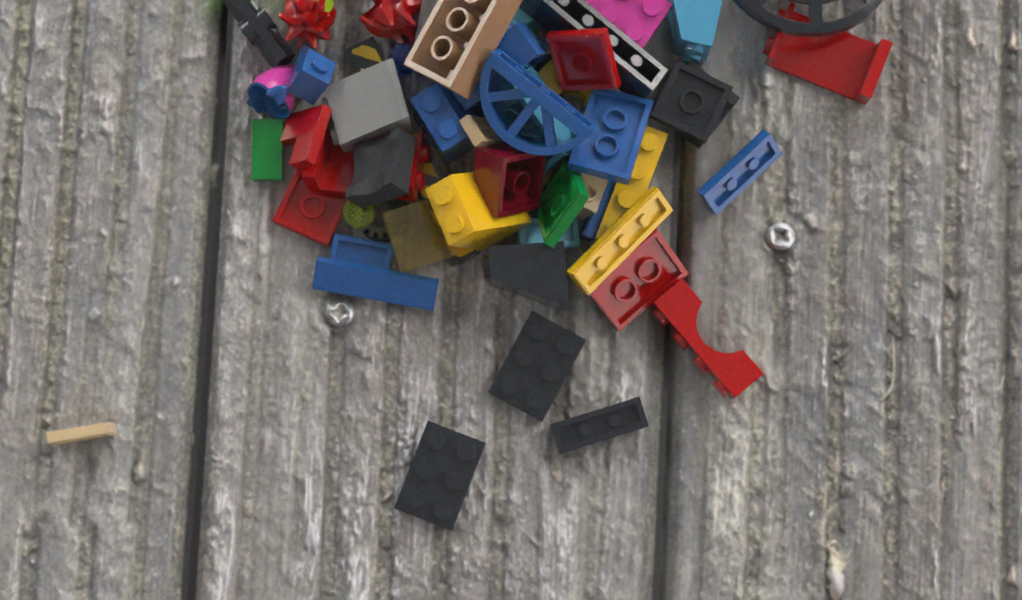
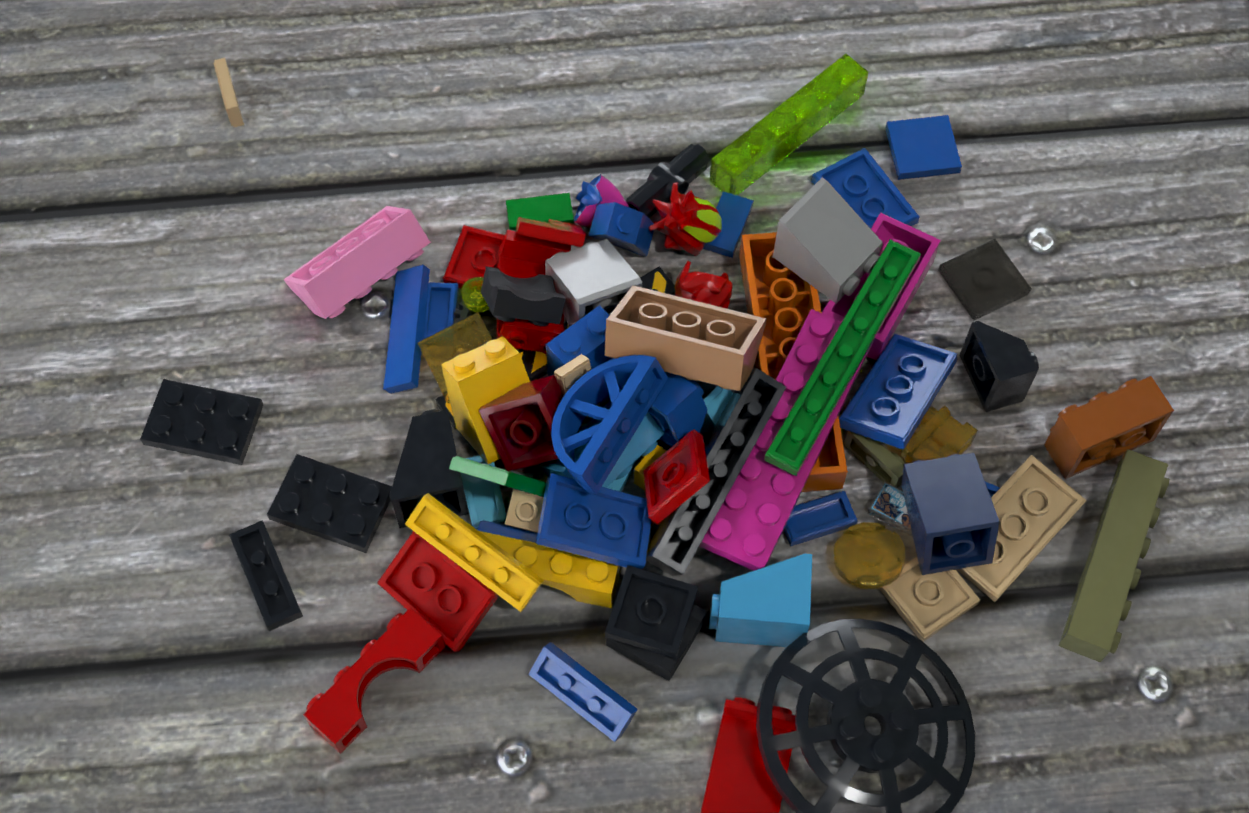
camera: 80 degrees right, 20 degrees down
(296, 322) = (358, 261): none -> bright pink slope

